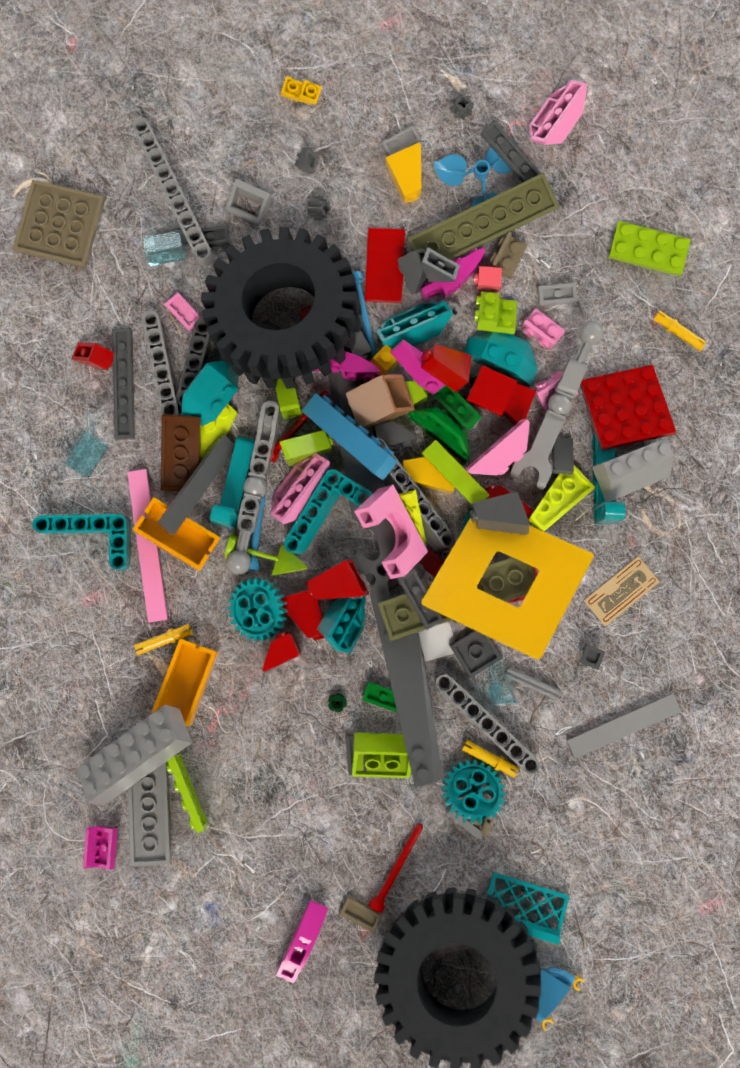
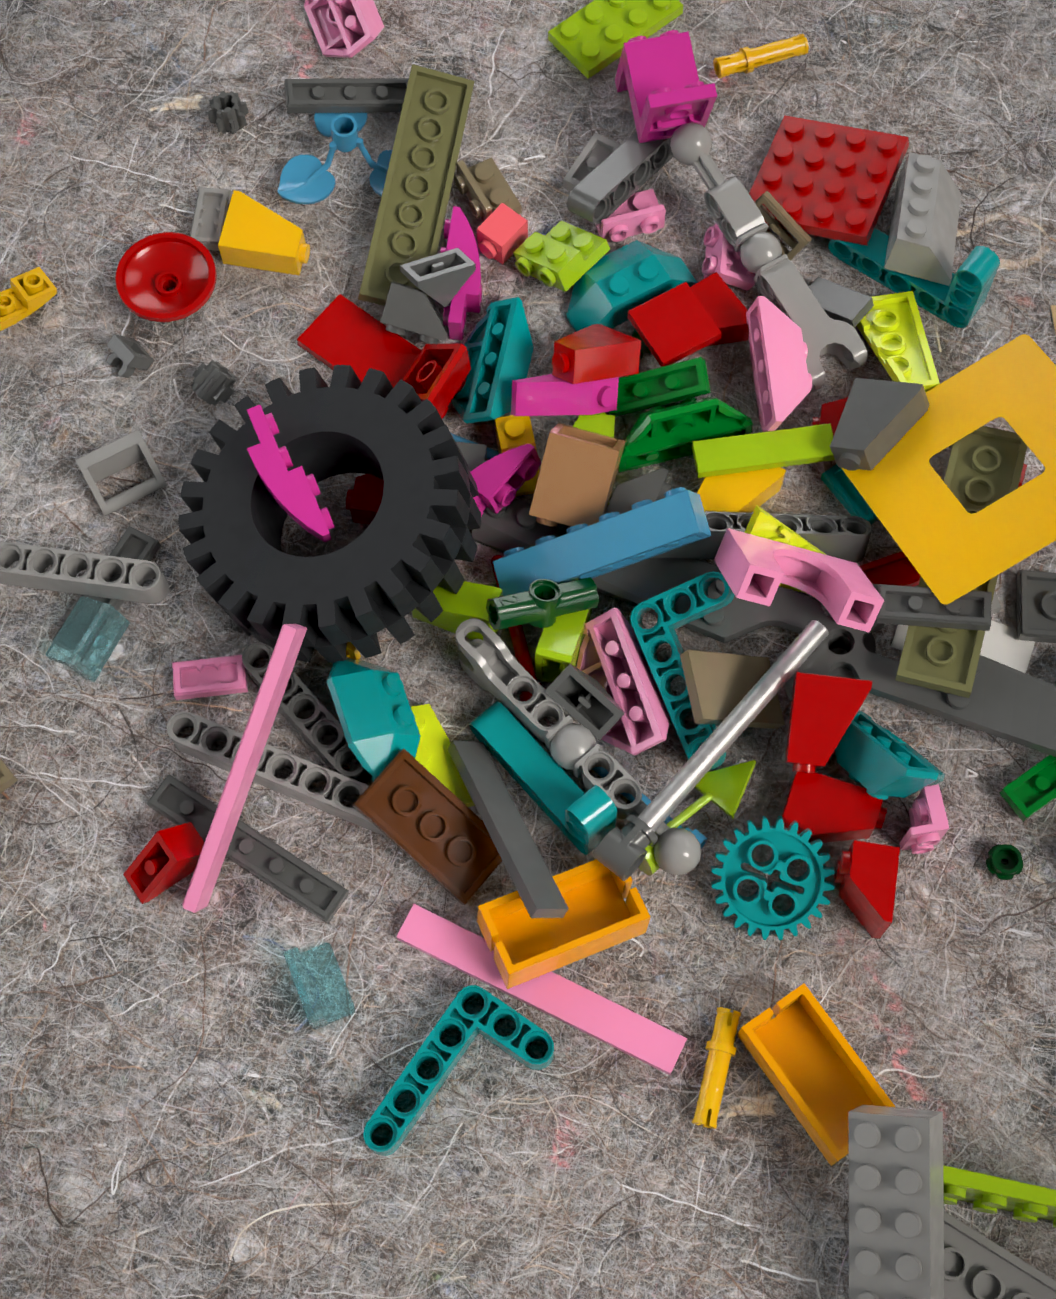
camera: 55 degrees left, 15 degrees down
(144, 357) = (244, 766): none -> bright pink tile
(218, 540) = (625, 849): none -> flat silver piece
(271, 286) = (290, 488): none -> dark pink slope
(278, 478) = (585, 700): none -> dark grey slope
(296, 421) = (542, 603): none -> dark green piece
(329, 536) = (721, 681): none -> dark tan tile
(329, 656) = (927, 821): none -> bright pink bracket
(349, 137) = (163, 263): none -> red dish
(385, 303) = (439, 373): none -> red slope
(564, 311) = (618, 178): none -> dark grey beam
(583, 403) = (788, 222): none -> dark tan tile
(613, 297) = (663, 85): none -> dark pink bracket

